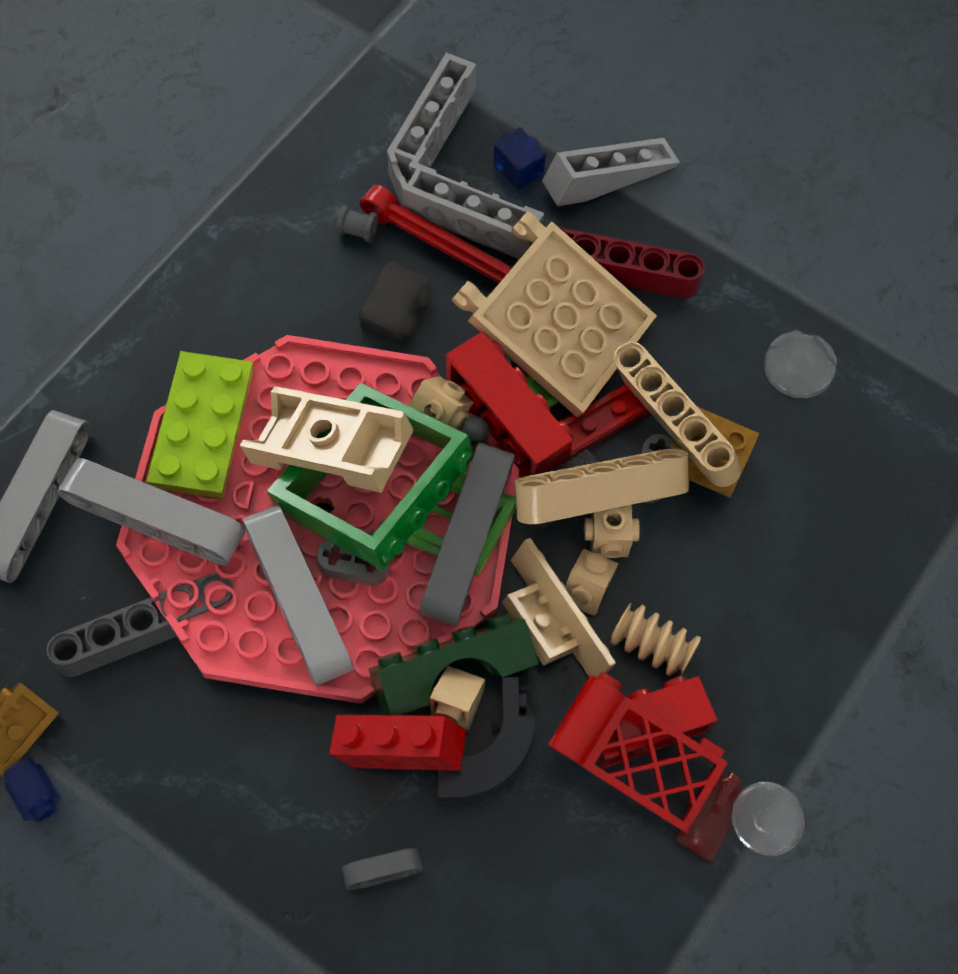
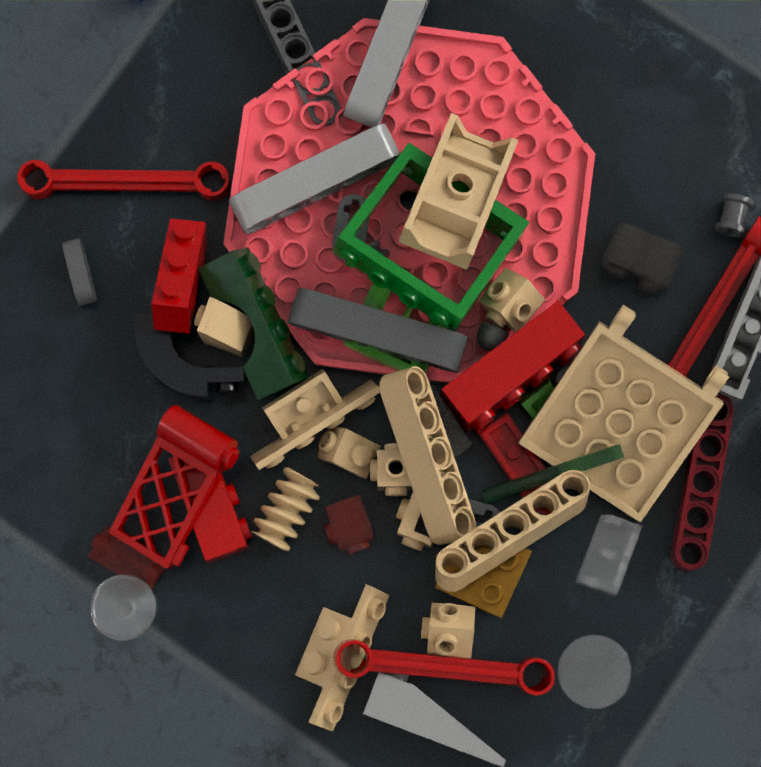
camera: 95 degrees right, 15 degrees up
(201, 425) = (488, 80): lime plate -> none
(274, 821) = (123, 180): none -> red piece
(614, 383) = (546, 475): none -> clear green bar
(663, 520) = (410, 514): none -> tan bracket
(668, 578) = (349, 525): none -> clear red brick
(689, 342) = (608, 554): none -> clear hinge
(773, 482) = (449, 630): none -> tan brick
(802, 599) = (317, 660): none -> tan bracket
(812, 492) = (445, 667): none -> red piece
(853, 527) = (410, 709): none -> light grey slope

